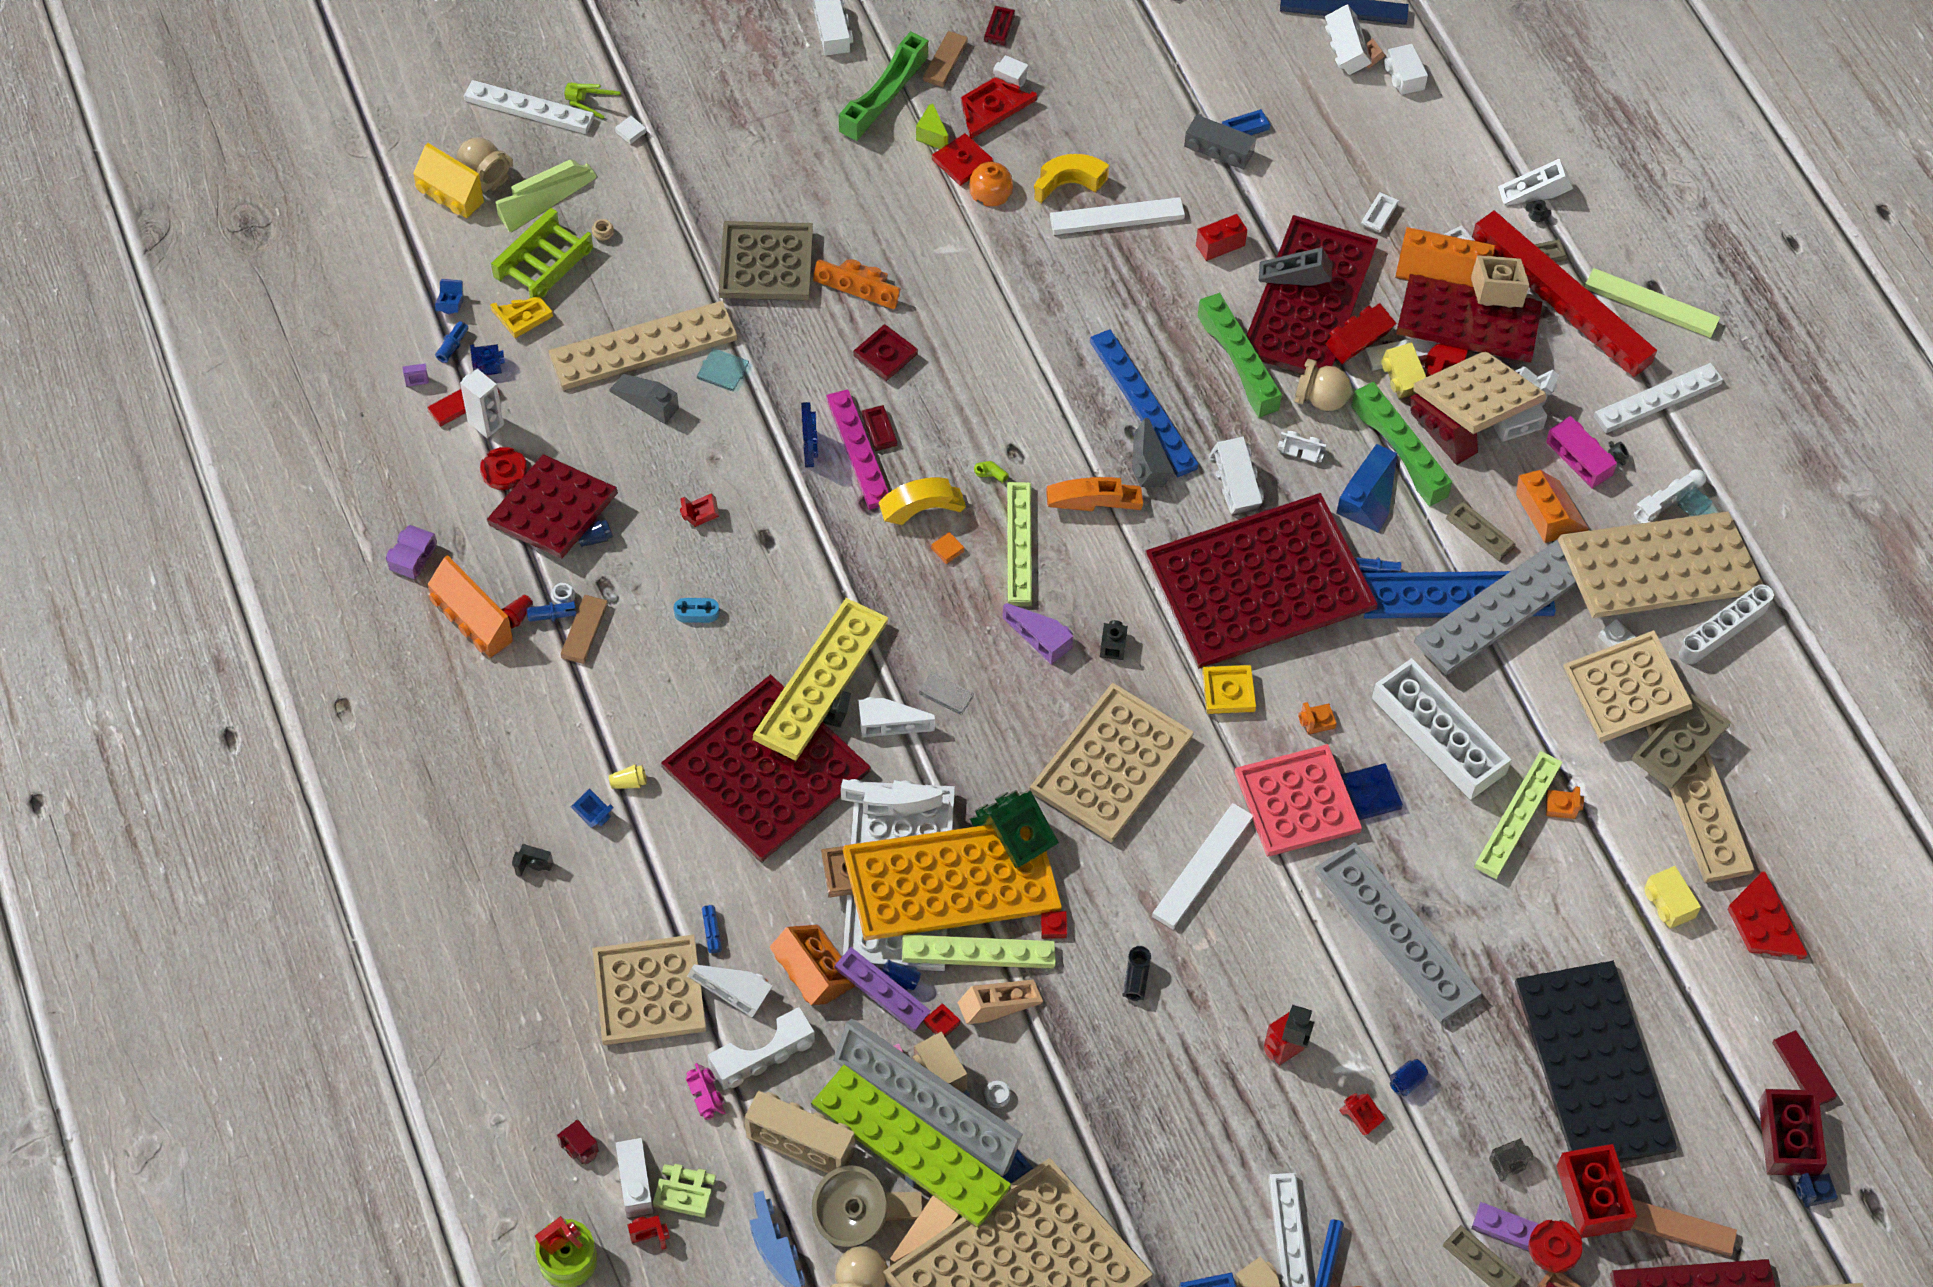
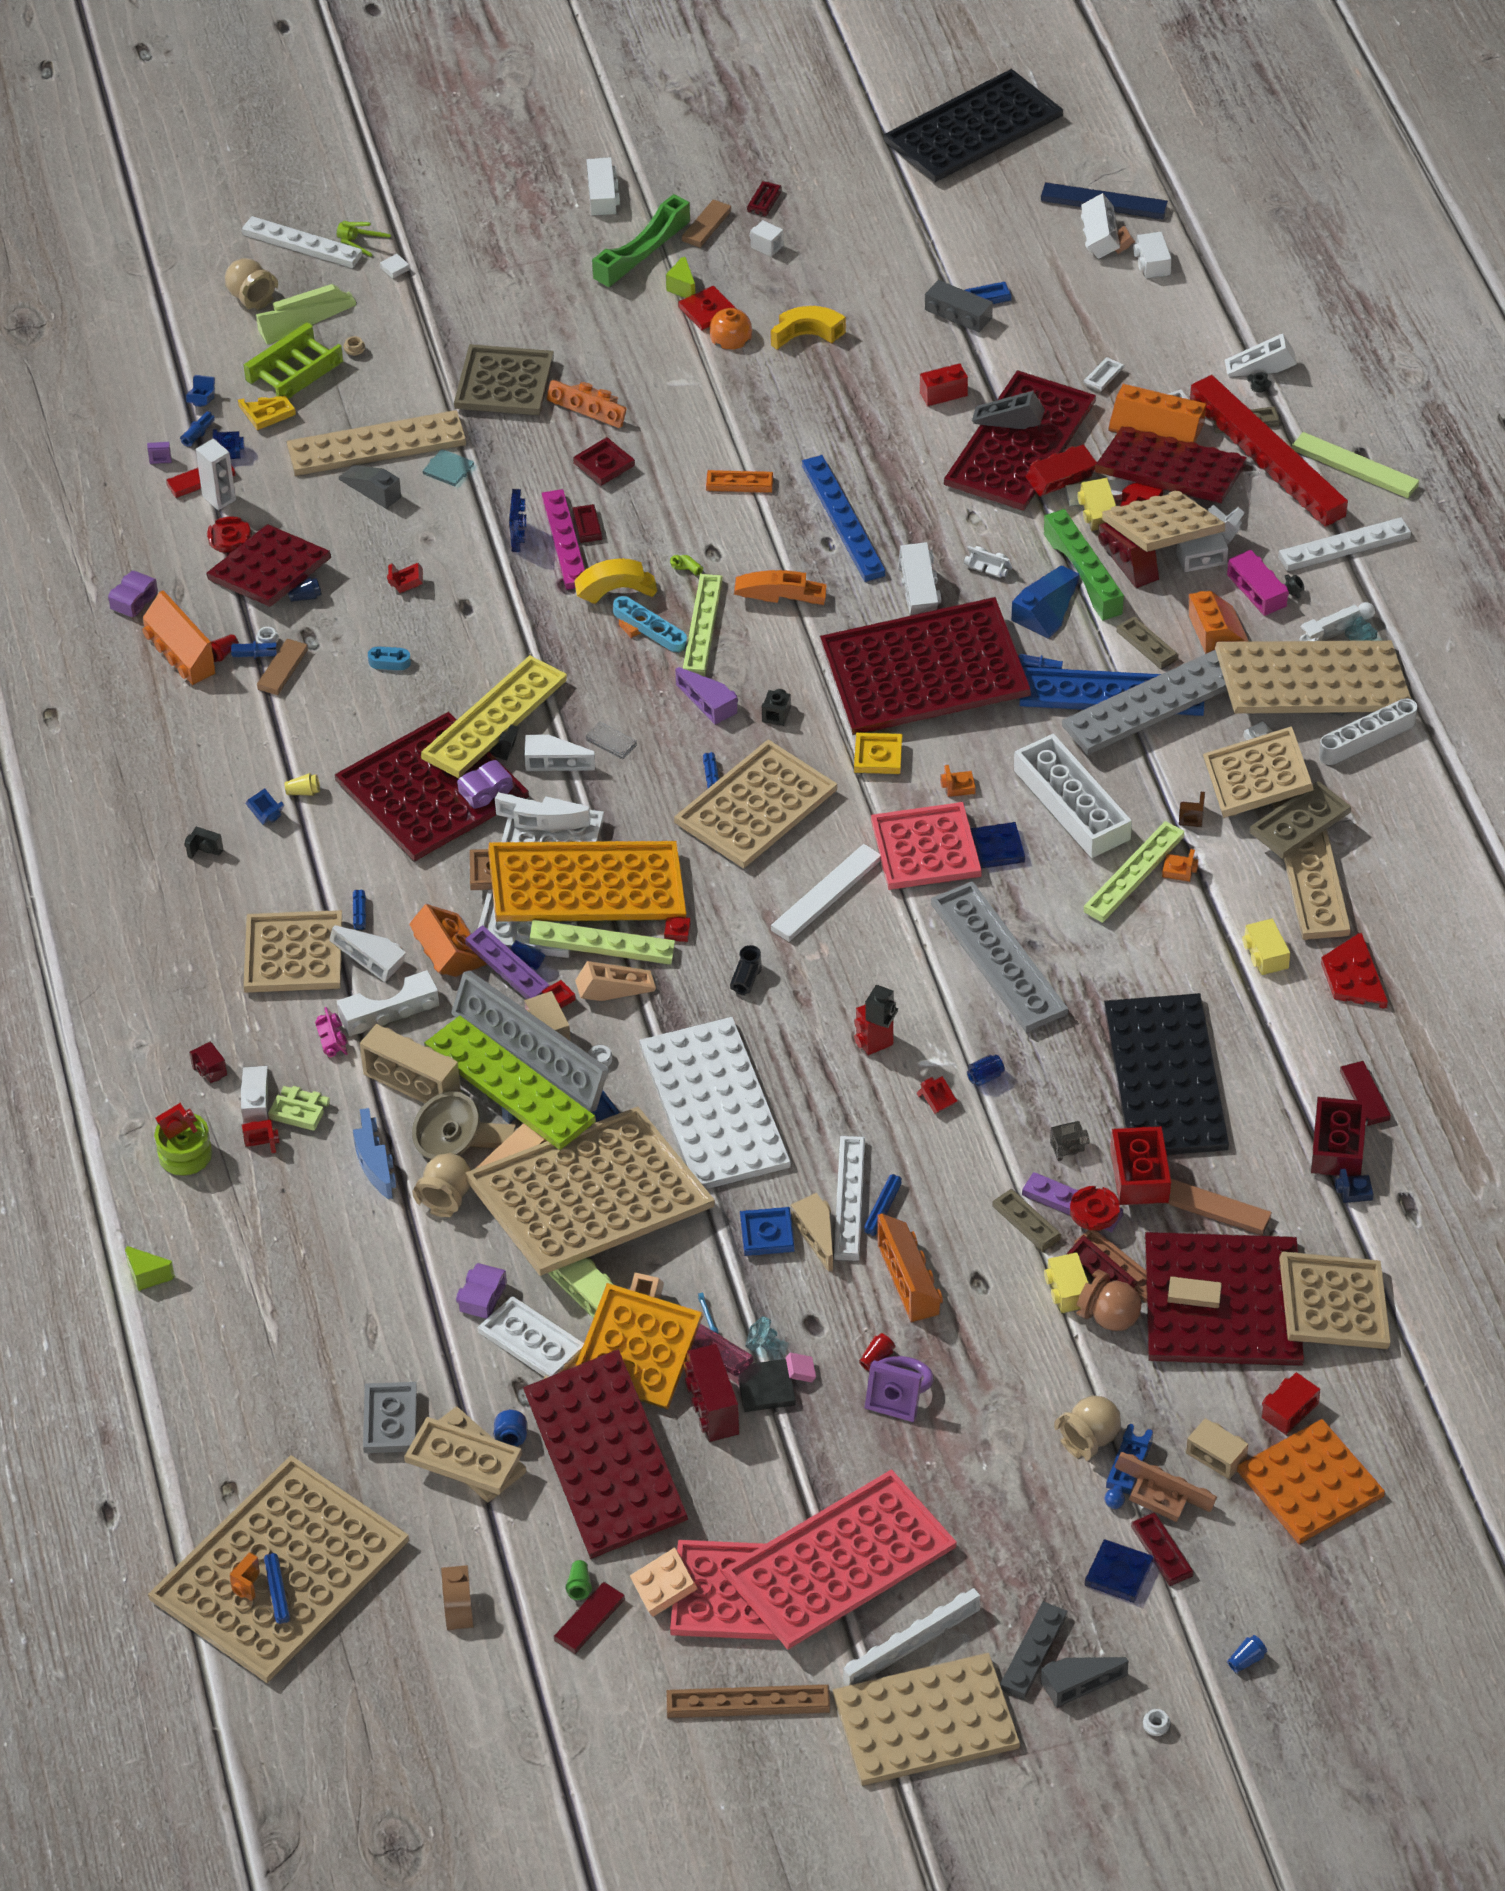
camera: 10 degrees right, 10 degrees down
(448, 181) = (215, 296): yellow slope -> none
(825, 766) = (484, 784): none -> medium lavender brick
(967, 545) = (652, 621): none -> medium azure beam
(992, 104) = (745, 262): red wing -> none
(1008, 817) = (652, 829): dark green bracket -> none
(1029, 365) = (739, 481): none -> orange tile
(1057, 723) = (710, 768): none -> blue axle
(1117, 216) = (847, 363): white tile -> none
(1129, 1143) = (714, 1103): none -> white plate
(1149, 459) = (839, 565): dark grey slope -> none
(1257, 382) = (952, 501): bright green arch -> none
(1324, 387) = (1016, 511): tan tile -> none
(1499, 281) = (1203, 432): tan brick -> none
(1565, 735) = (1192, 813): none -> reddish brown panel

